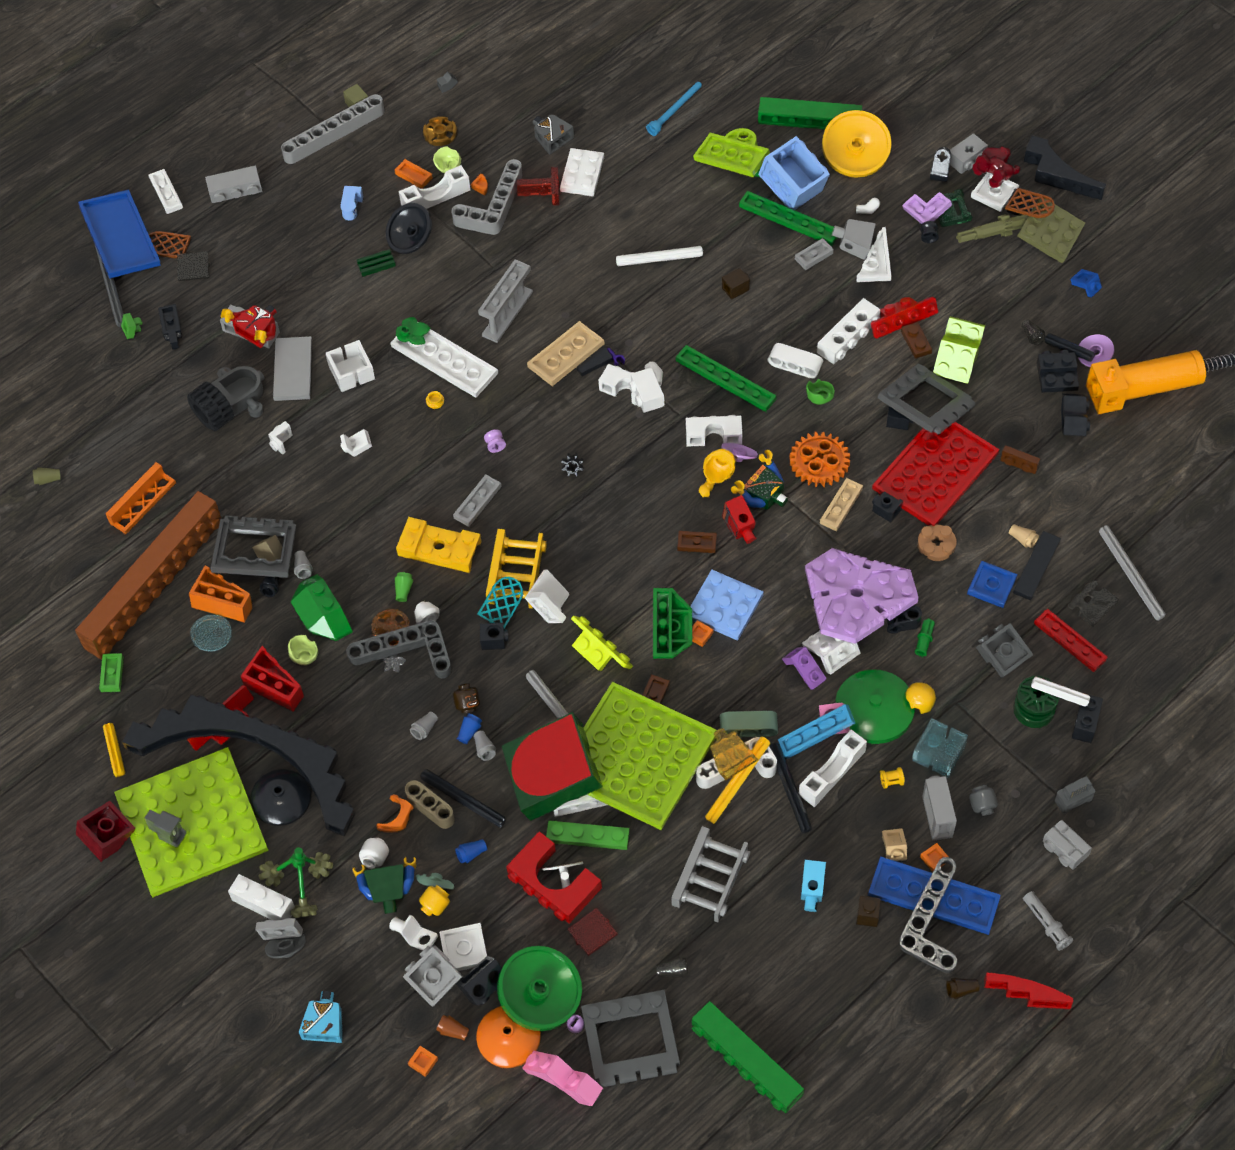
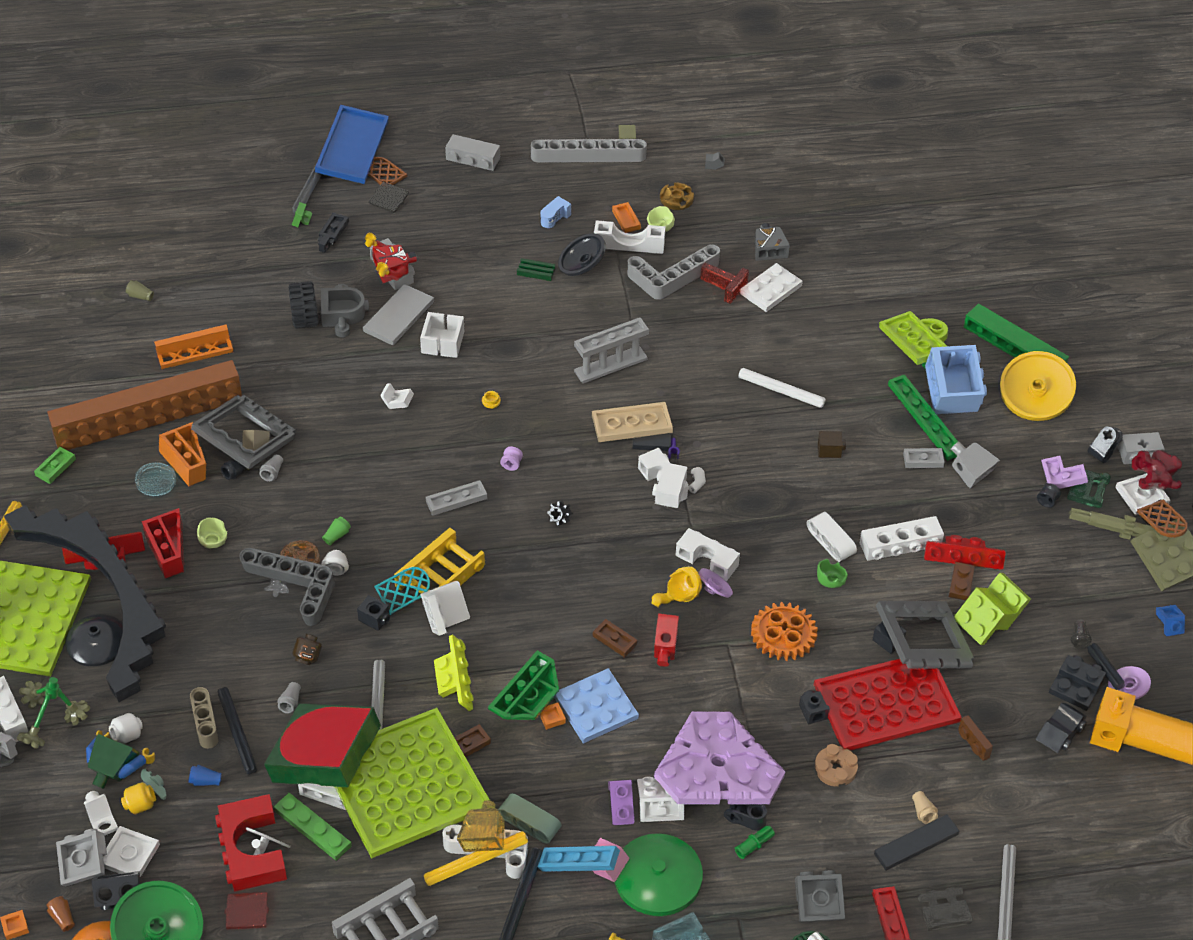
camera: 30 degrees right, 10 degrees down
(165, 191) = (417, 132): white tile -> none
(279, 436) = (341, 359): white bracket -> none
(320, 609) = (254, 511): green wedge -> none
(401, 820) = (173, 715): orange helmet -> none
(412, 331) = (515, 334): green plate -> none
(420, 539) = (384, 501): yellow piece -> none
(422, 727) = (255, 651): light grey cone -> none
(449, 362) = (527, 371): white plate -> none
(469, 727) = (291, 674): blue cone -> none
(480, 184) = (675, 253): orange tile -> none
(655, 126) = (865, 283): dark azure piece -> none
(726, 378) = (756, 518): green plate -> none
(764, 486) = (712, 625): torso -> none
(841, 504) = (772, 681): tan plate -> none
(843, 758) = (593, 898): white arch -> none
(869, 208) = (1009, 446): white arm -> none
(877, 264) = (978, 495): white wing -> none
(921, 697) = (705, 891): yellow hair -> none
(992, 584) = (859, 833): blue tile -> none

